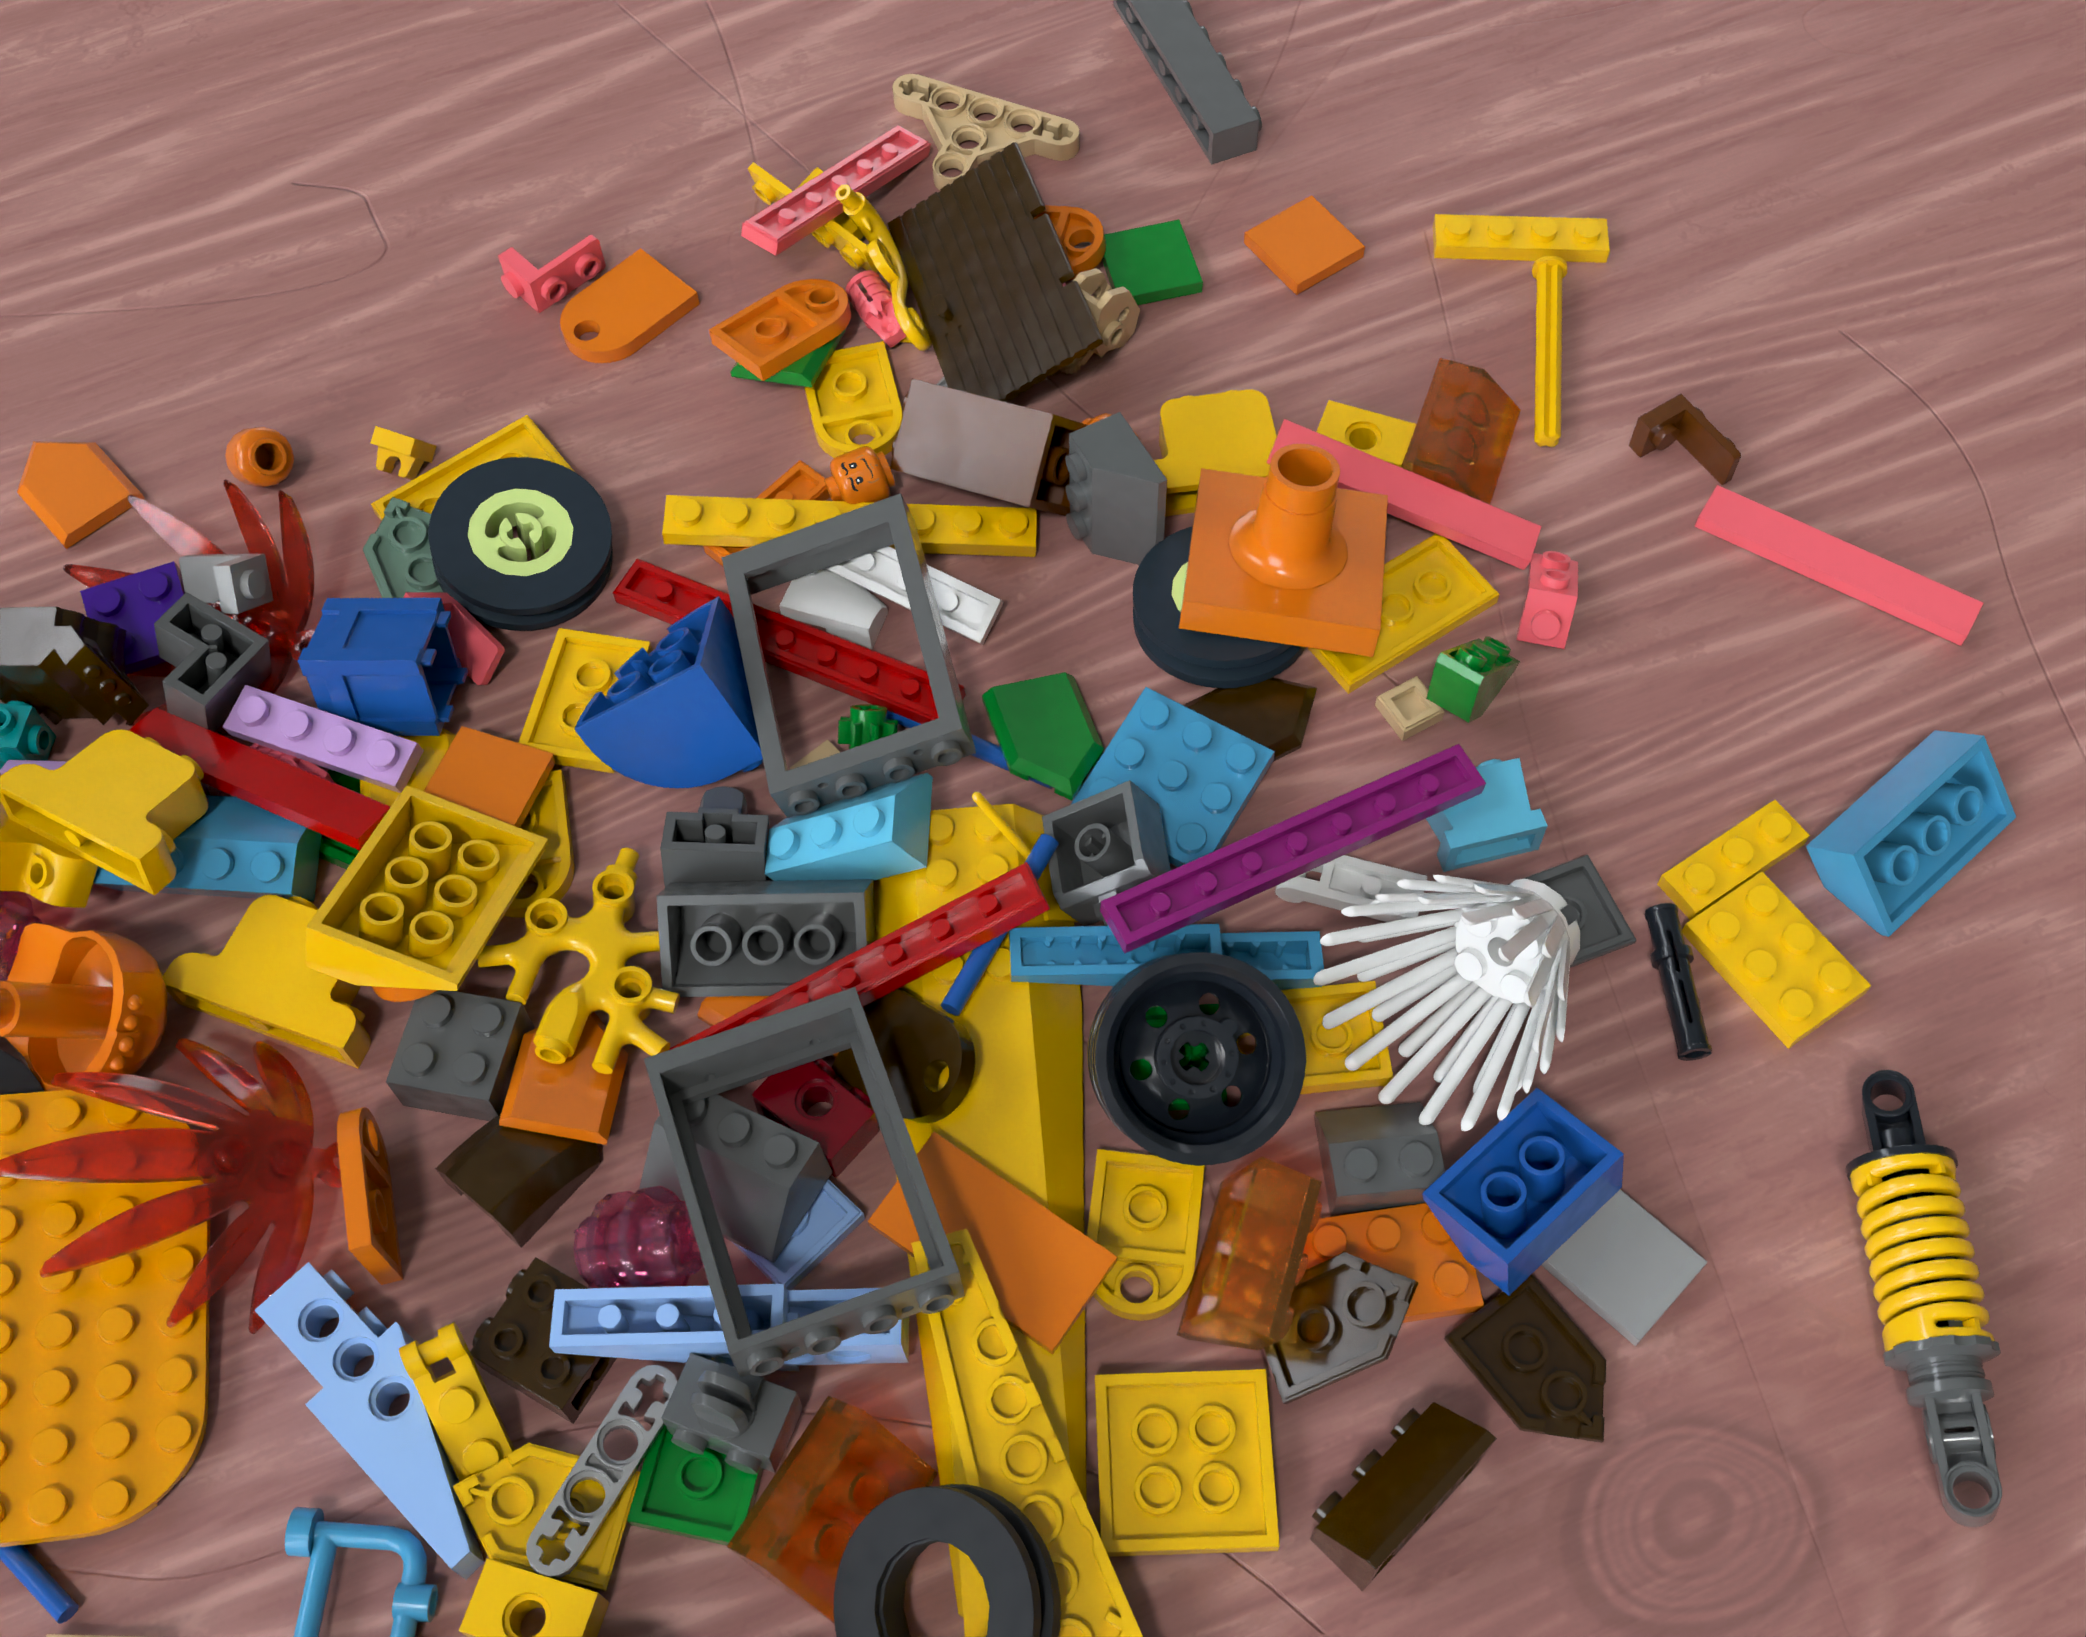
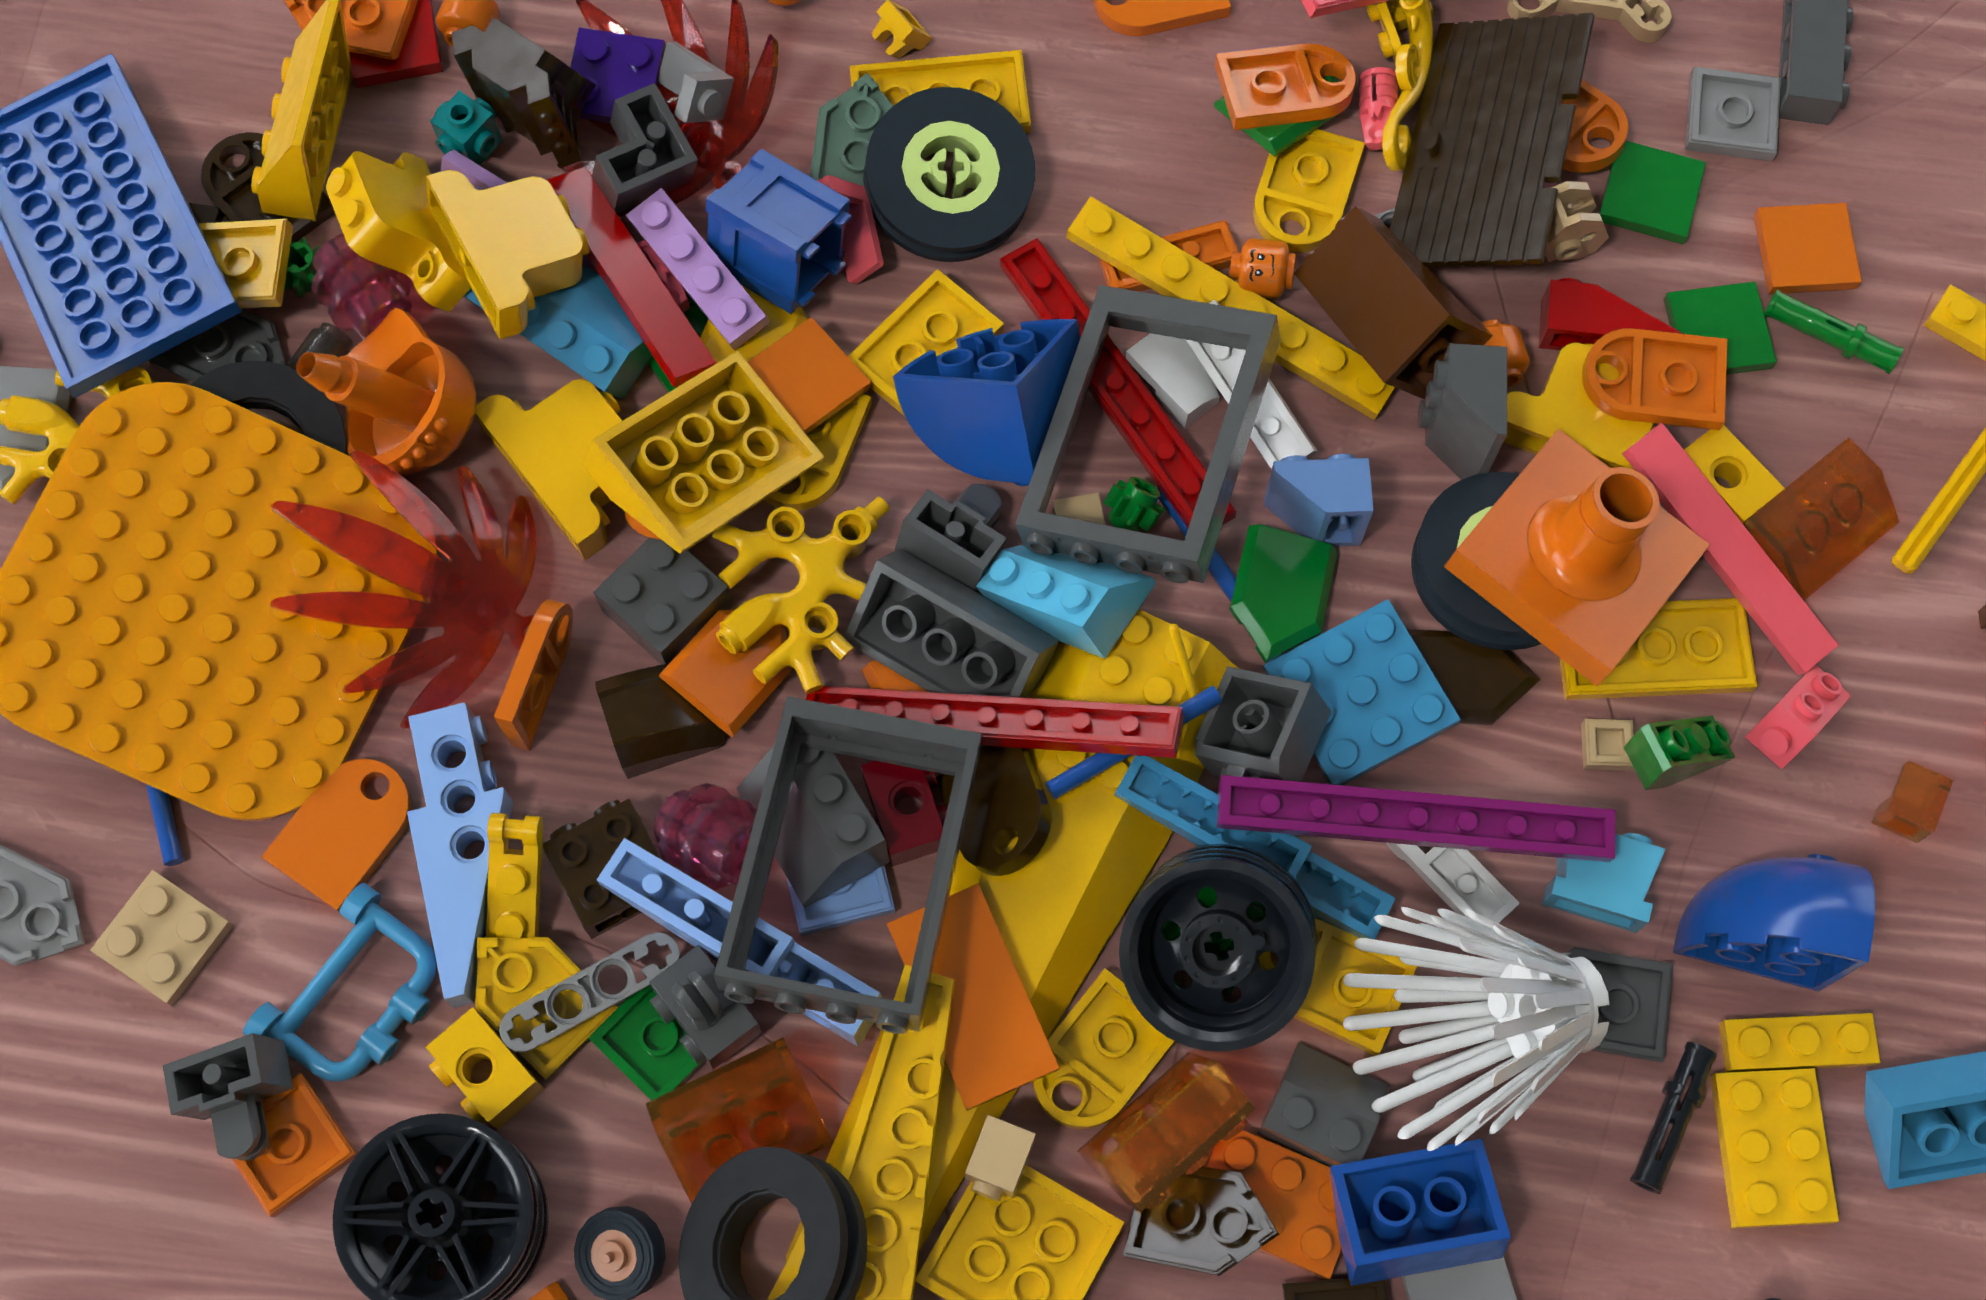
camera: 30 degrees right, 10 degrees up
(243, 1473) = (340, 833): none -> orange tile
(1034, 632) = (1322, 497): none -> medium blue slope
(1113, 1378) = (999, 1158): none -> tan brick
(1161, 374) = (1586, 313): none -> red slope
(1175, 176) = (1733, 114): none -> light grey tile
(1256, 390) = (1660, 377): none -> orange tile
(1277, 340) = (1726, 313): none -> green tile
(1372, 293) = (1834, 332): none -> green pin
(1658, 760) = (1784, 920): none -> blue brick
(1691, 614) = (1914, 803): none -> clear orange panel

